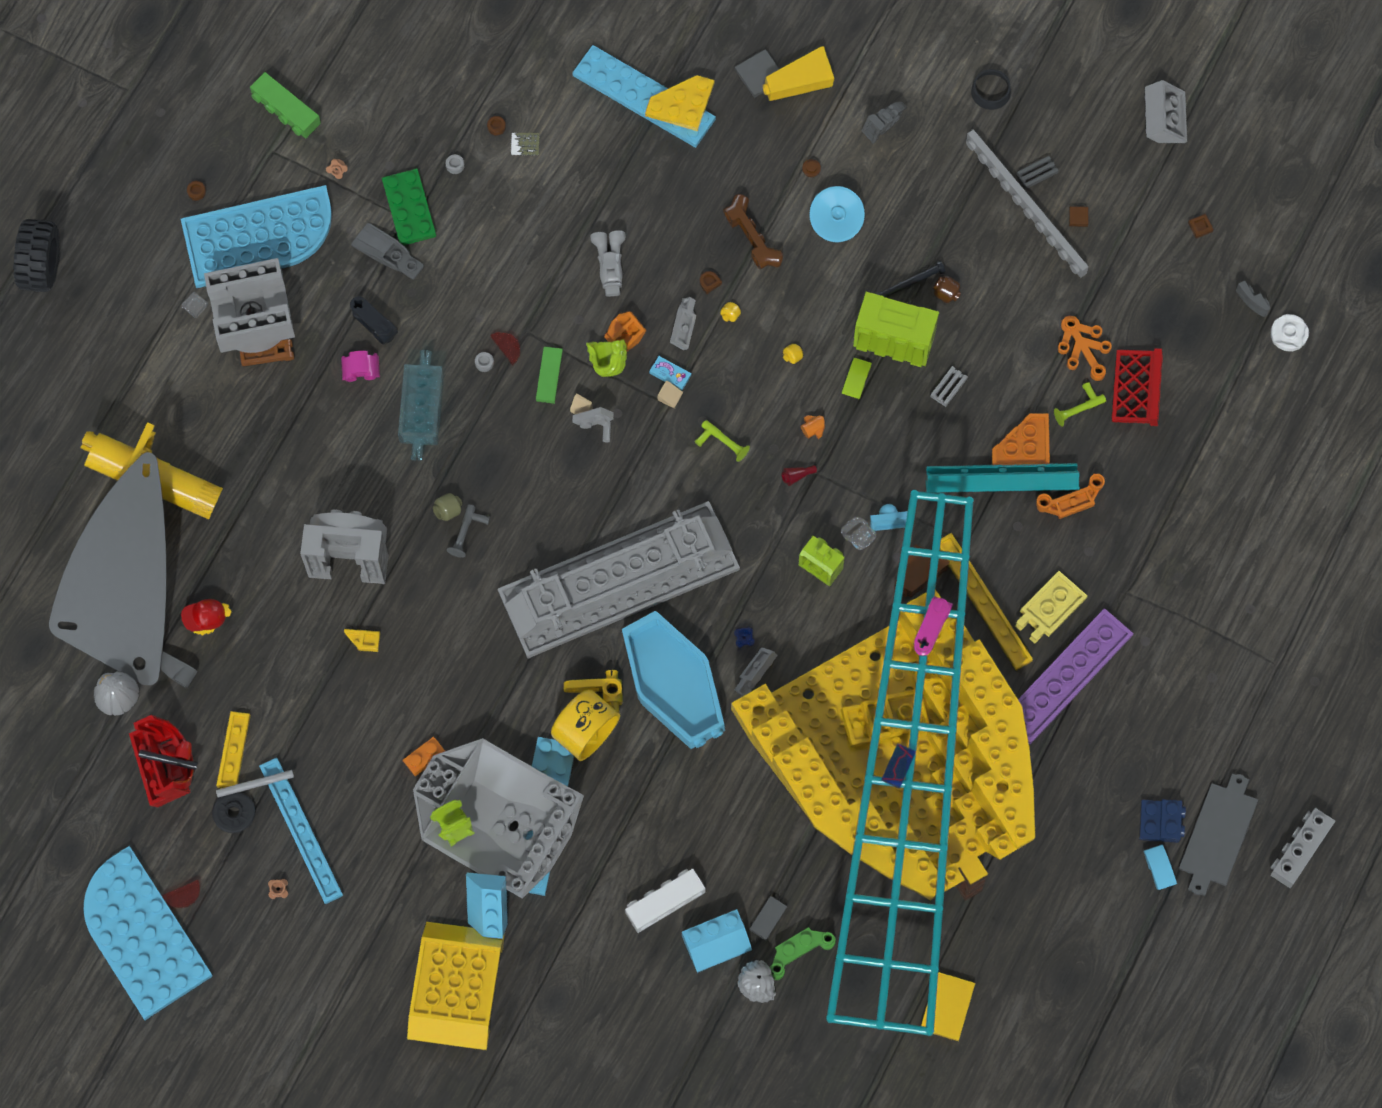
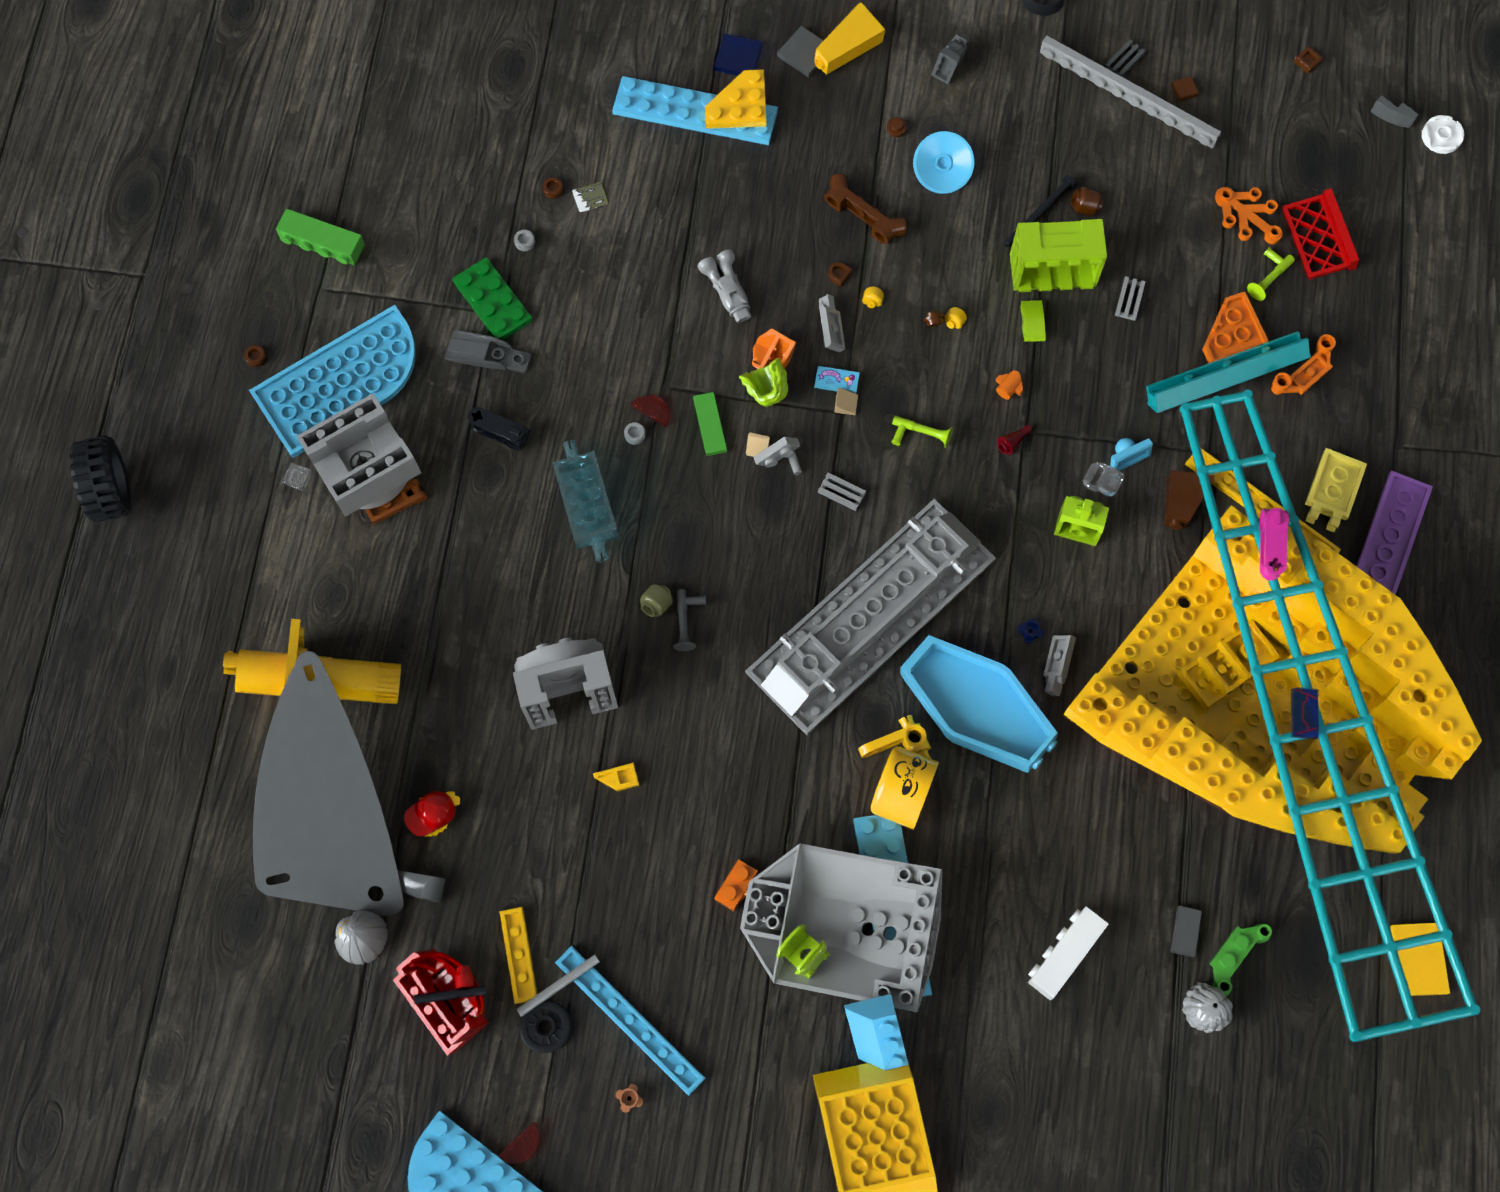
camera: 20 degrees left, 0 degrees up
(339, 164) = (400, 278): nougat plate -> none
(360, 365) = (502, 480): dark pink cylinder -> none
(625, 457) = (829, 477): none -> light grey tile
(700, 58) = (737, 54): none -> clear blue tile
(716, 941) = (1142, 978): medium azure slope -> none
(772, 348) = (933, 318): none -> reddish brown plate

